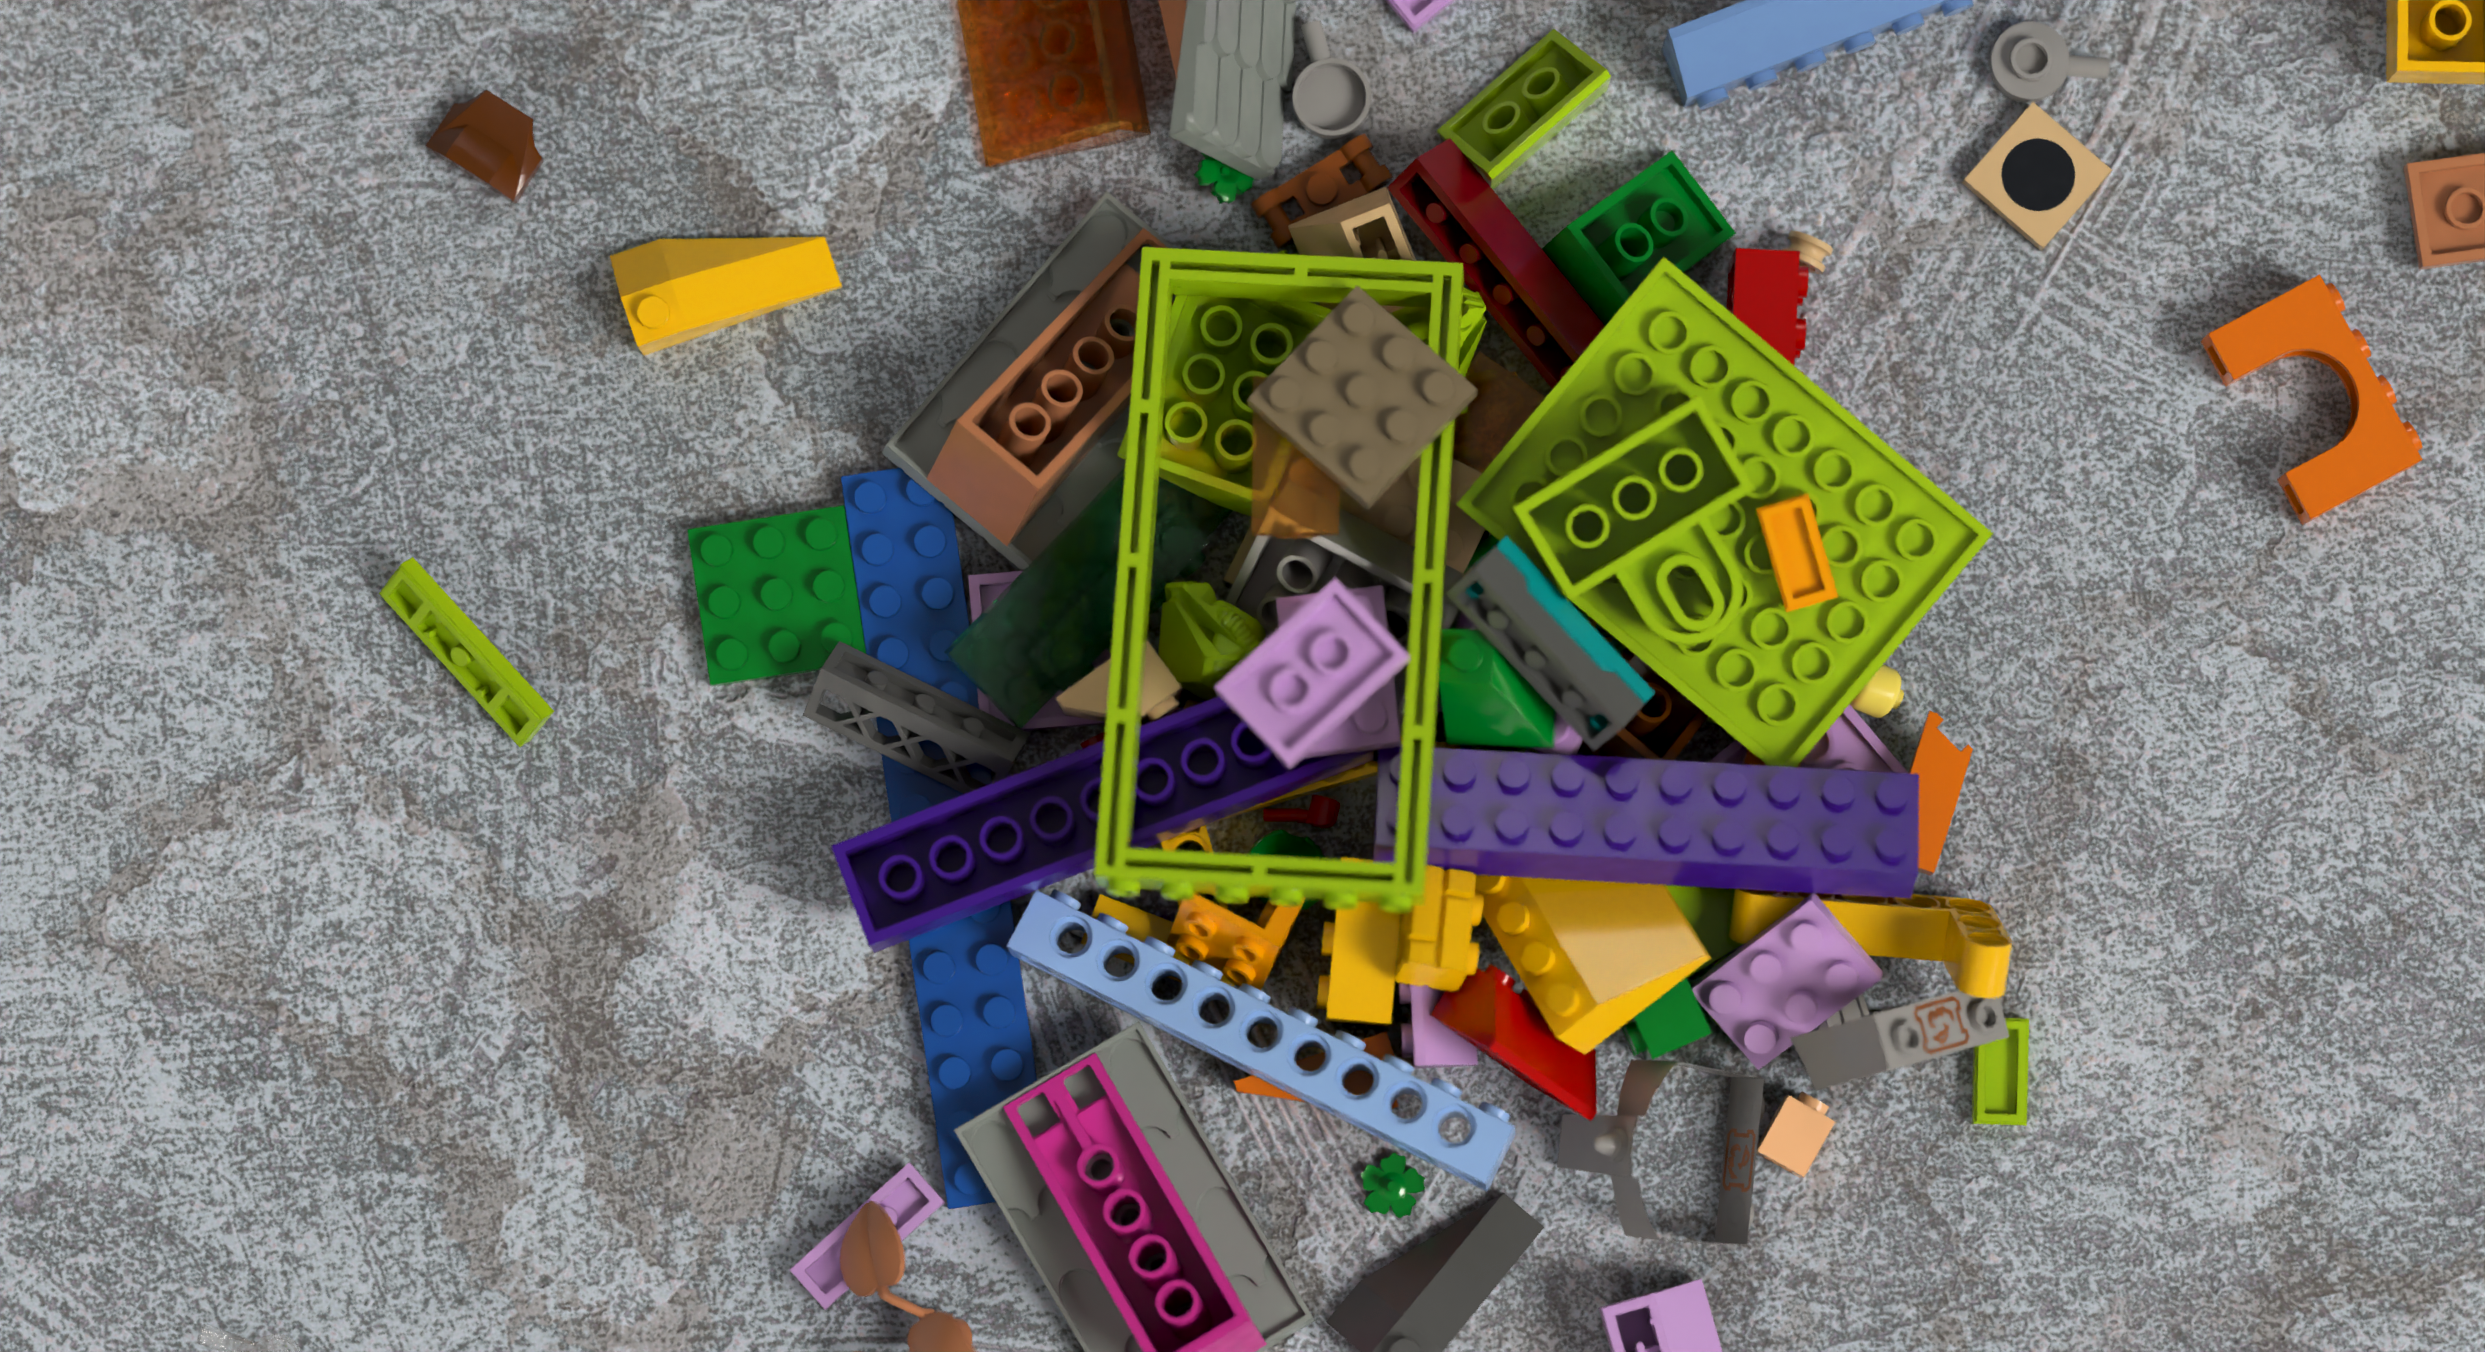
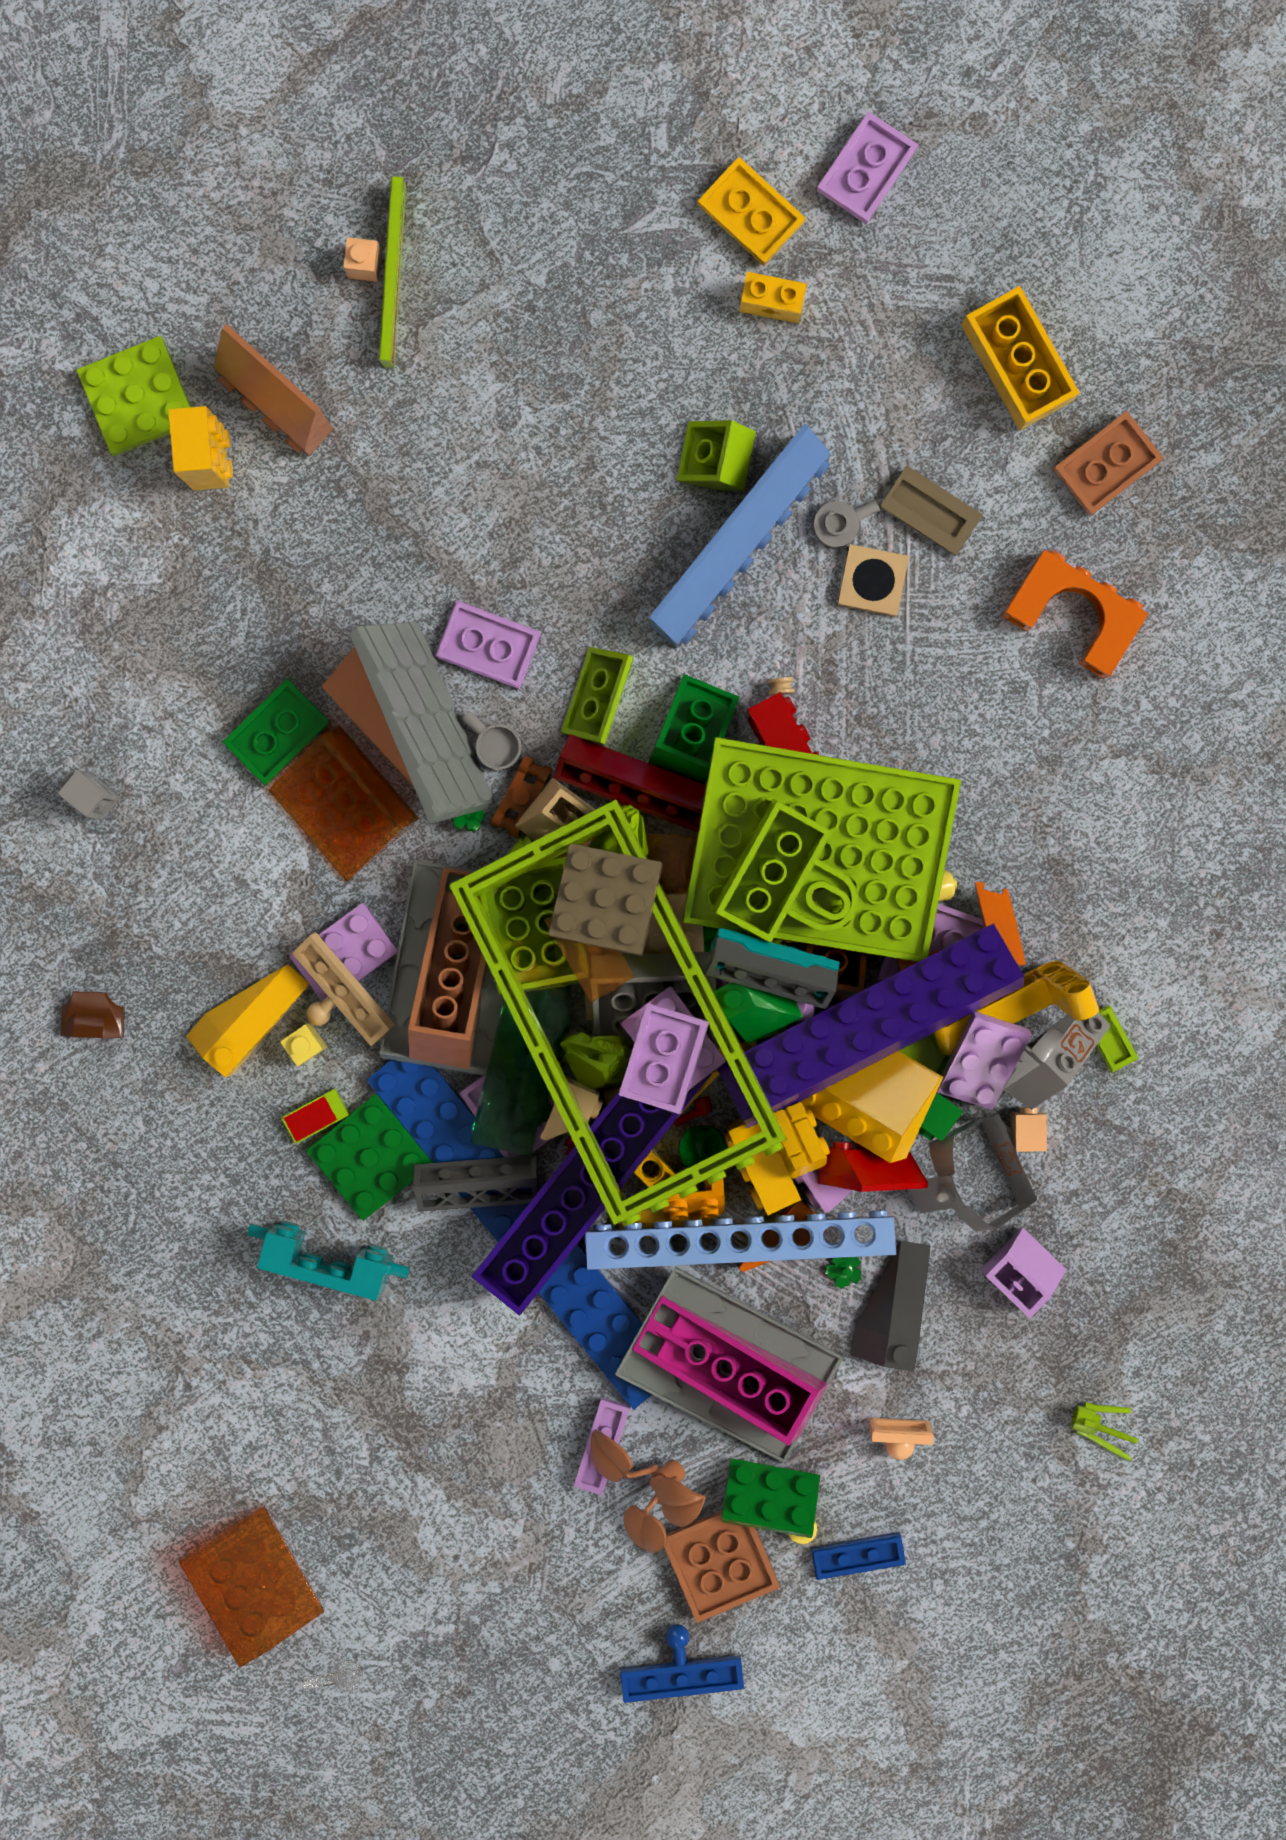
camera: 35 degrees left, 5 degrees up
(215, 1135) = (251, 1586): none -> clear orange slope
(466, 652) = (232, 1276): lime plate -> none
(574, 648) = (282, 1256): none -> teal brick
(732, 487) = (315, 1116): none -> red tile
(780, 368) = (303, 1044): none -> light yellow brick
(886, 320) = (342, 991): none -> tan plate
(919, 271) = (357, 943): none -> lavender plate
(1796, 552) = (868, 847): light orange tile -> none
(2184, 123) = (931, 510): none -> dark tan piece

